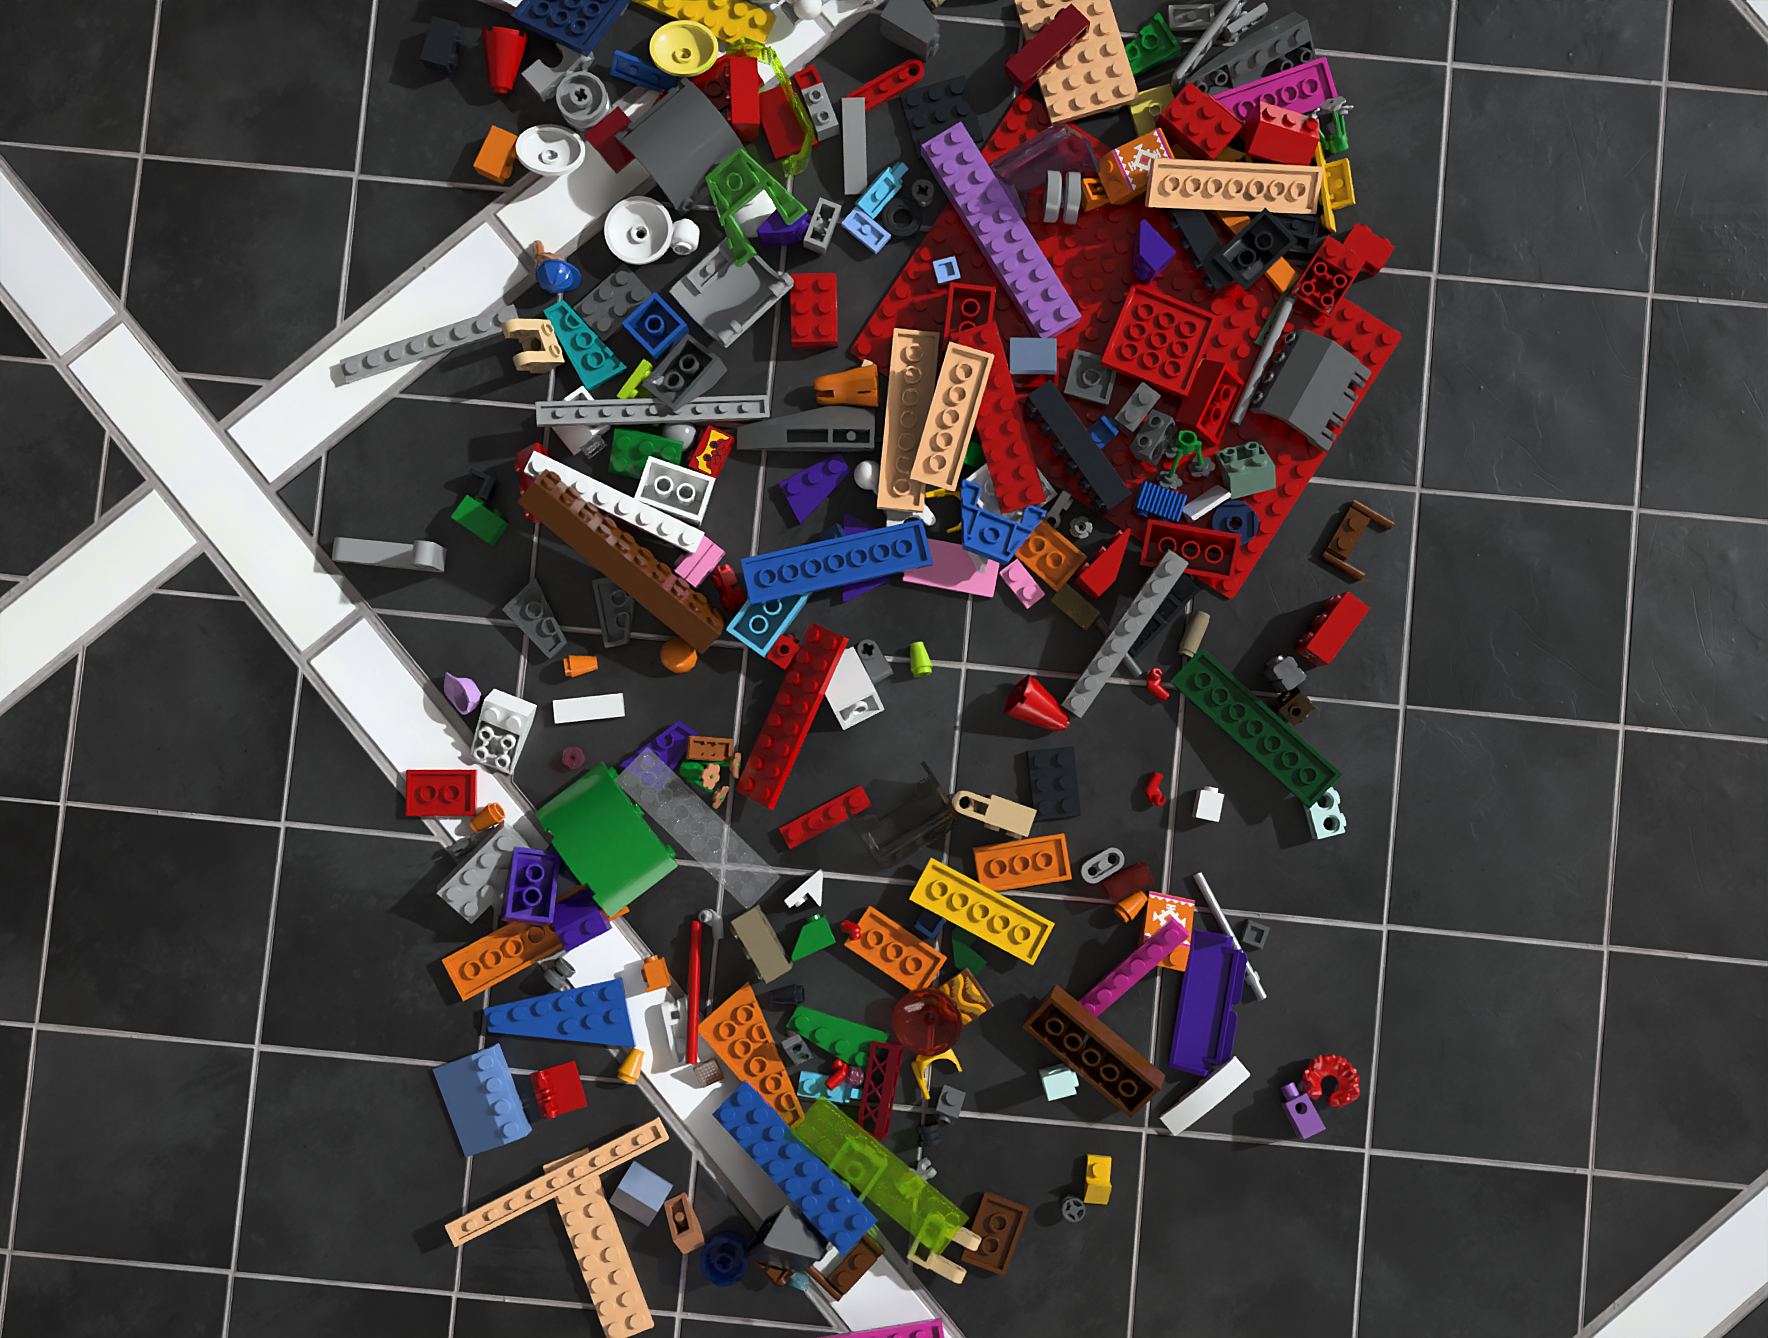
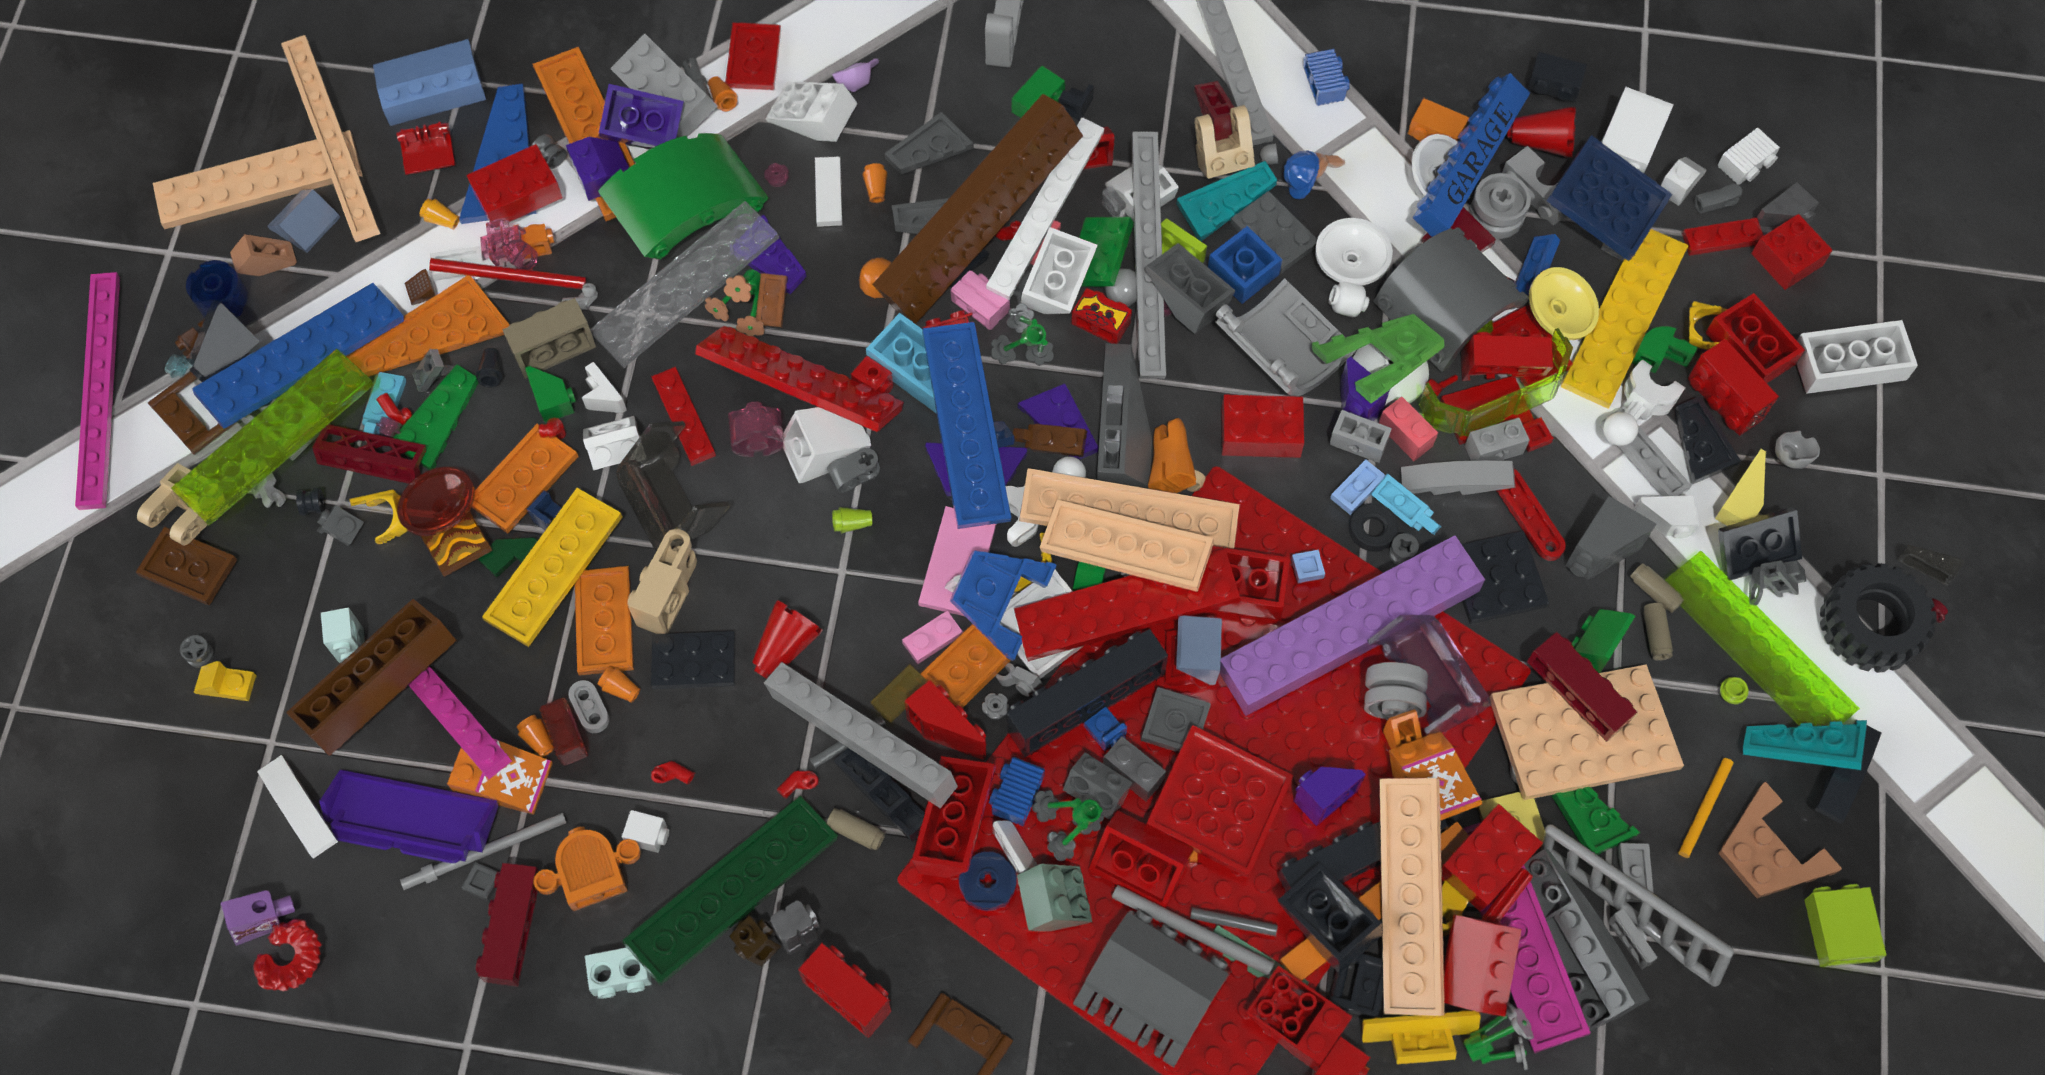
camera: 95 degrees right, 20 degrees down
(447, 256) = (1326, 76): none -> blue brick
(487, 355) = (1217, 105): none -> dark red slope
(533, 307) = (1269, 154): none -> light grey hinge
(534, 123) = (1470, 155): none -> blue brick
(606, 997) = (515, 185): none -> red brick
(676, 992) = (512, 250): none -> clear pink piece
(745, 509) = (1032, 335): none -> dark grey plant
(766, 162) = (1438, 387): none -> red hand
(812, 184) = (1409, 428): none -> coral brick
(836, 490) = (1052, 439): none -> reddish brown hinge
(844, 748) = (756, 430): none -> clear pink brick
(855, 875) = (610, 441): none -> white bracket
(1000, 31) = (1602, 636): none -> green slope
(1081, 843) = (618, 684): none -> orange cone
(1242, 847) = (588, 868): none -> orange piece
(1252, 329) = (1234, 921): none -> dark grey bar
(1291, 905) = (509, 925): none -> dark red brick

